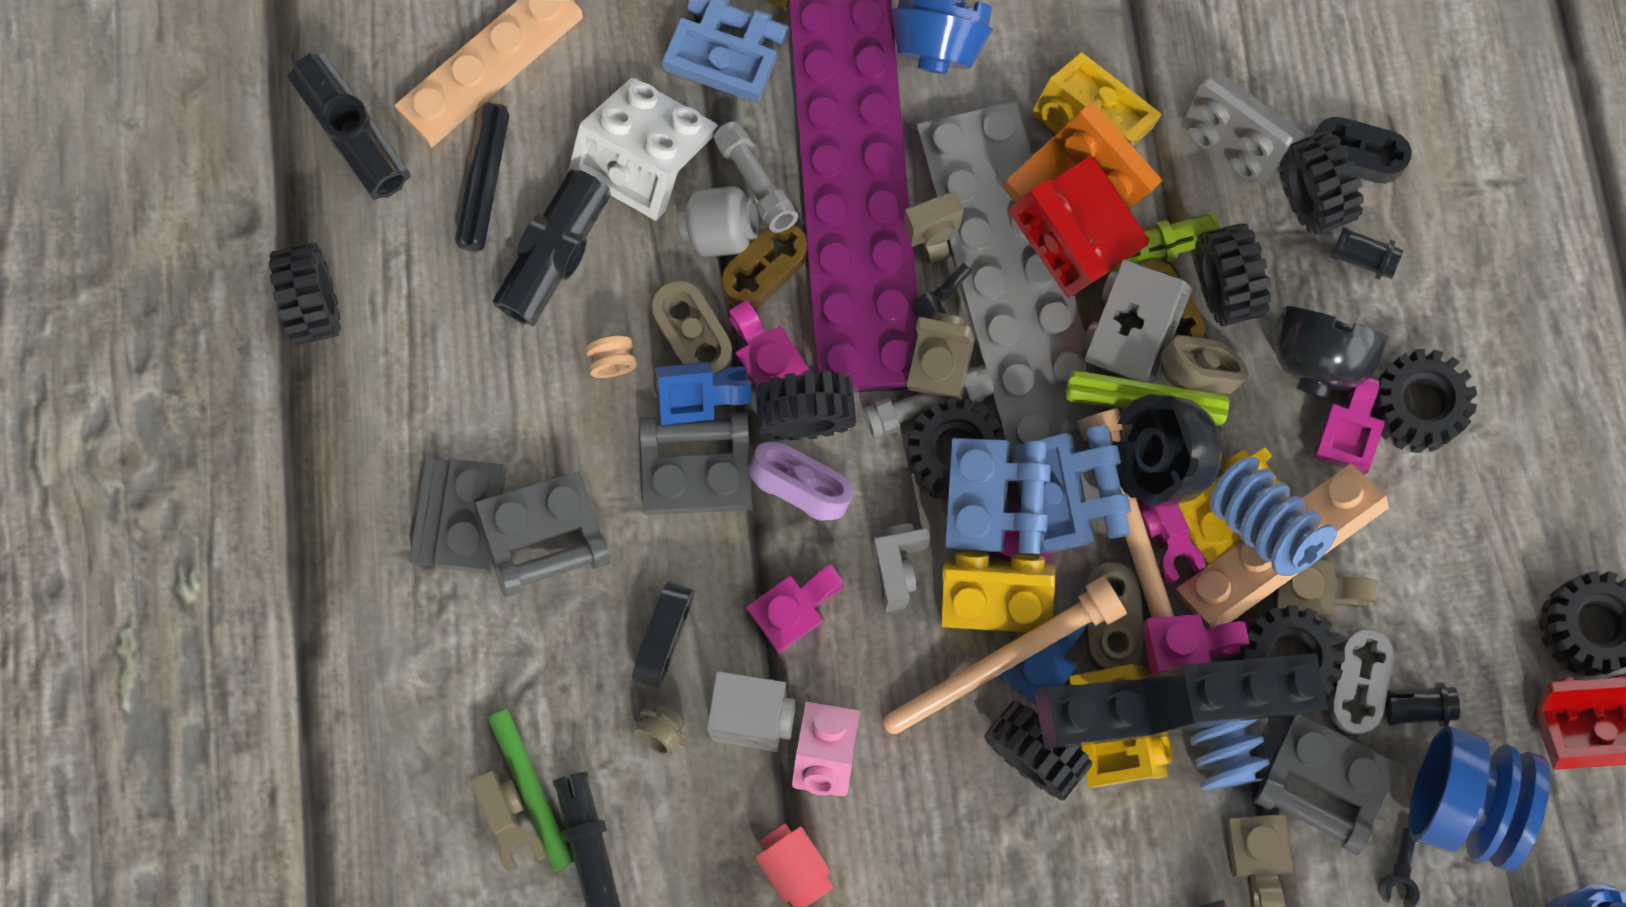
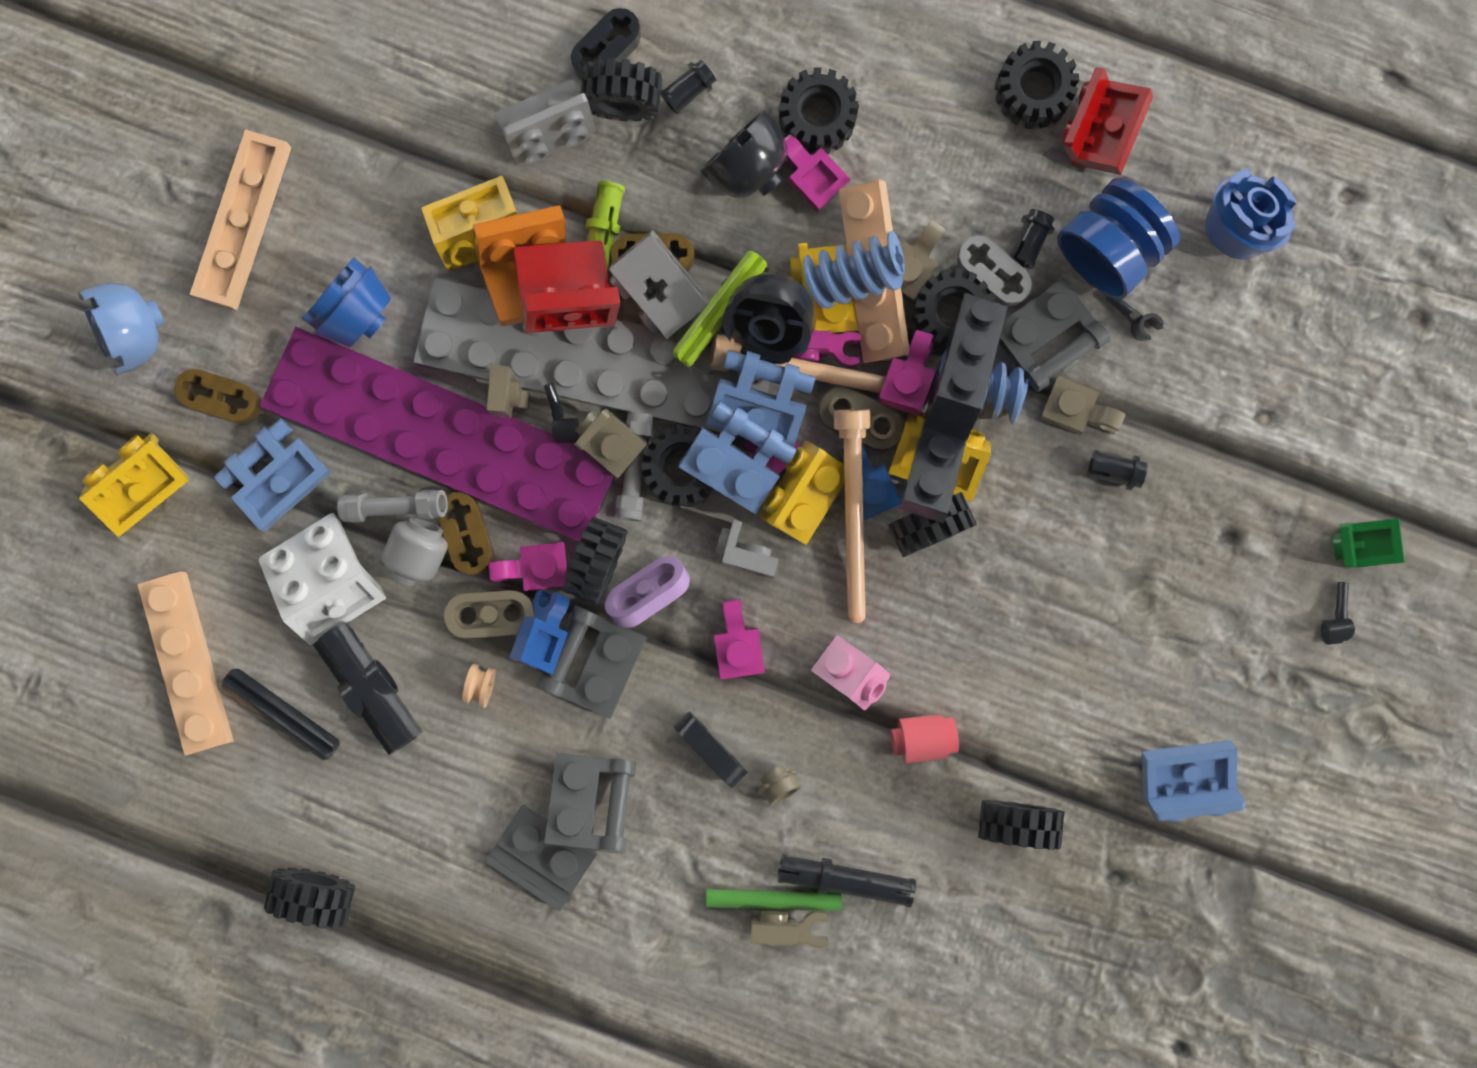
camera: 65 degrees left, 10 degrees up
(363, 146) = (159, 801): black piece -> none
(750, 712) = (804, 716): light grey brick -> none
(1202, 365) = (714, 254): dark tan plate -> none
(1233, 274) = (657, 193): black tyre -> none

